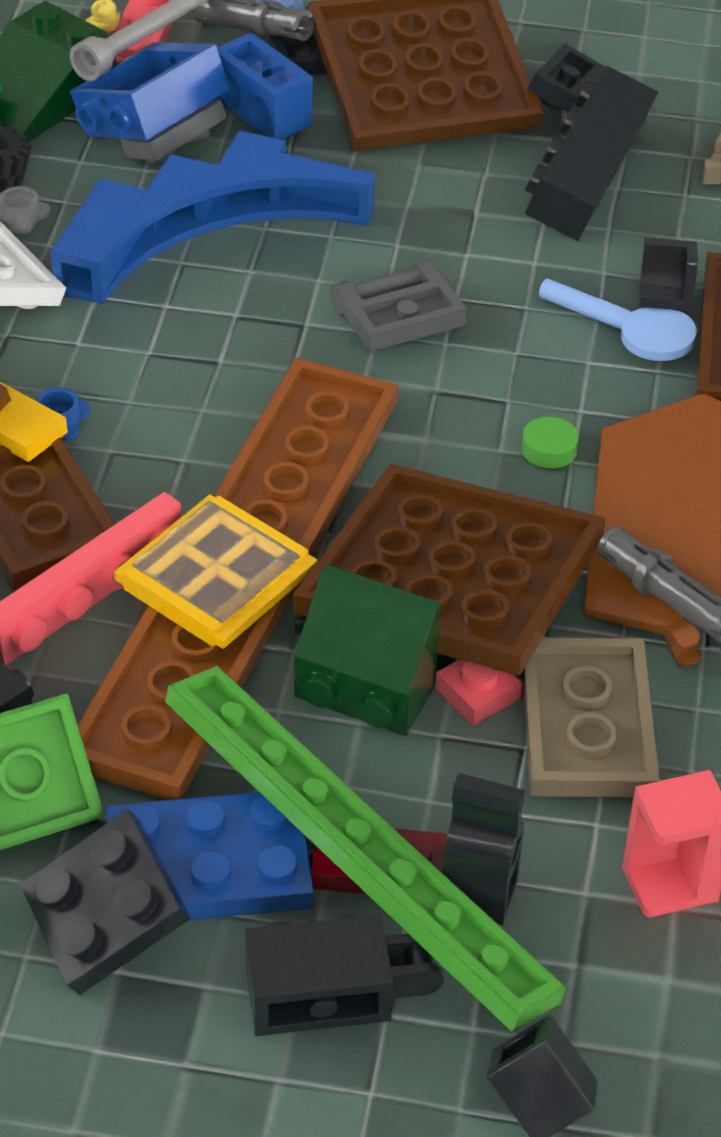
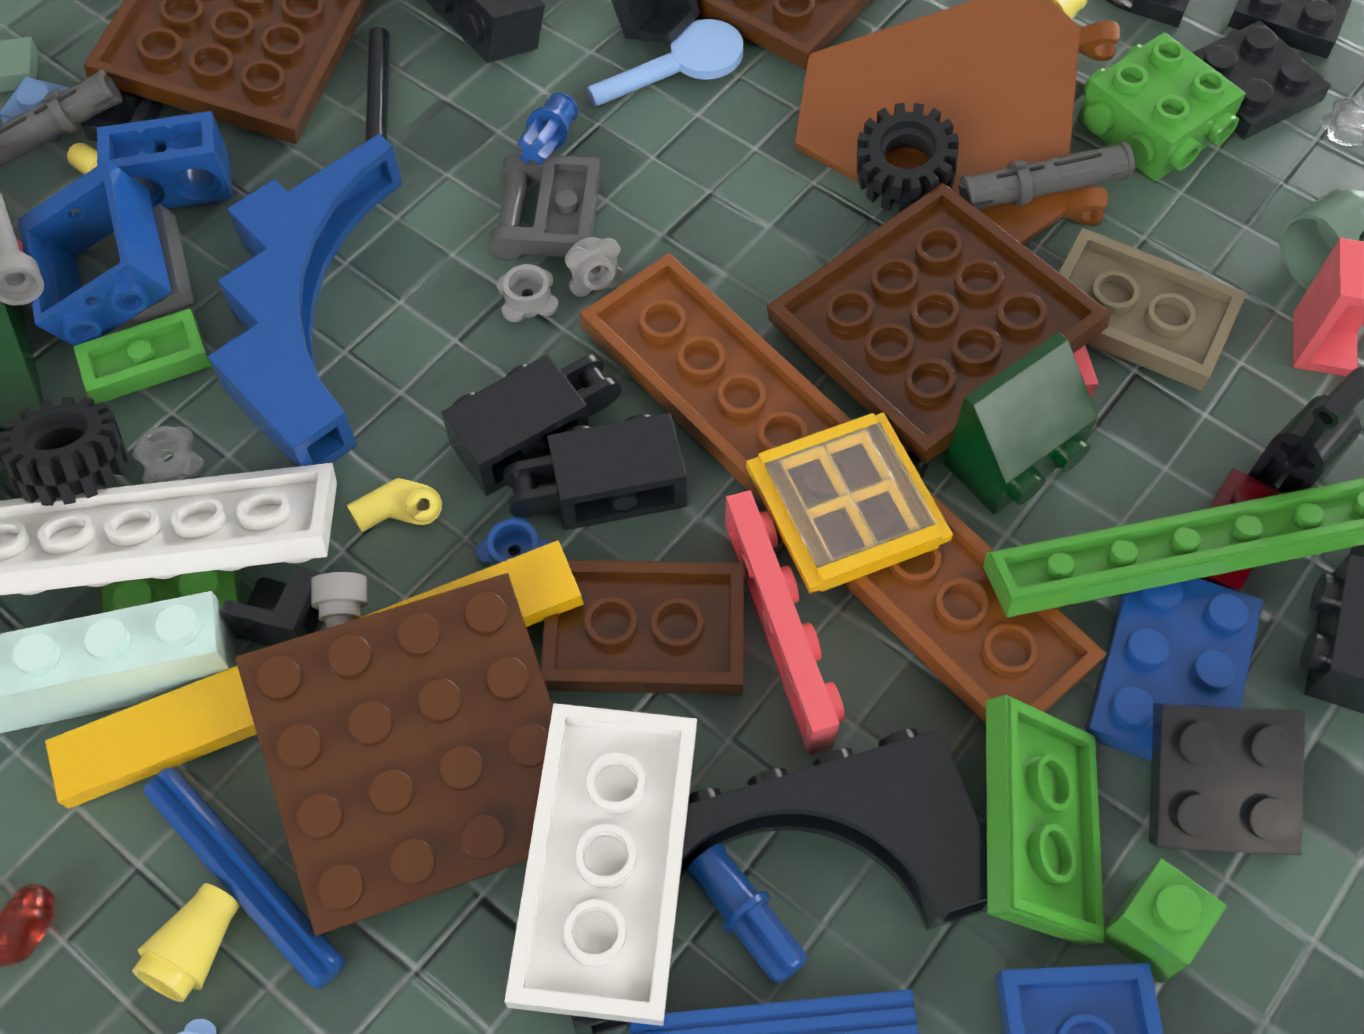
camera: 60 degrees left, 15 degrees up
(62, 338) = (396, 500): none -> light yellow arm
(91, 157) = (142, 356): none -> bright green plate
(158, 433) = (603, 473): none -> black brick
(175, 370) = (518, 412): none -> black brick
(303, 328) = (523, 281): none -> light grey plate
(354, 349) = (589, 254): none -> light grey plate
(444, 170) = (377, 83): none -> black bar
(470, 266) = (547, 128): none -> blue axle
(549, 442) = (791, 184): bright green tile -> none
(626, 469) = (902, 131): none -> black tyre

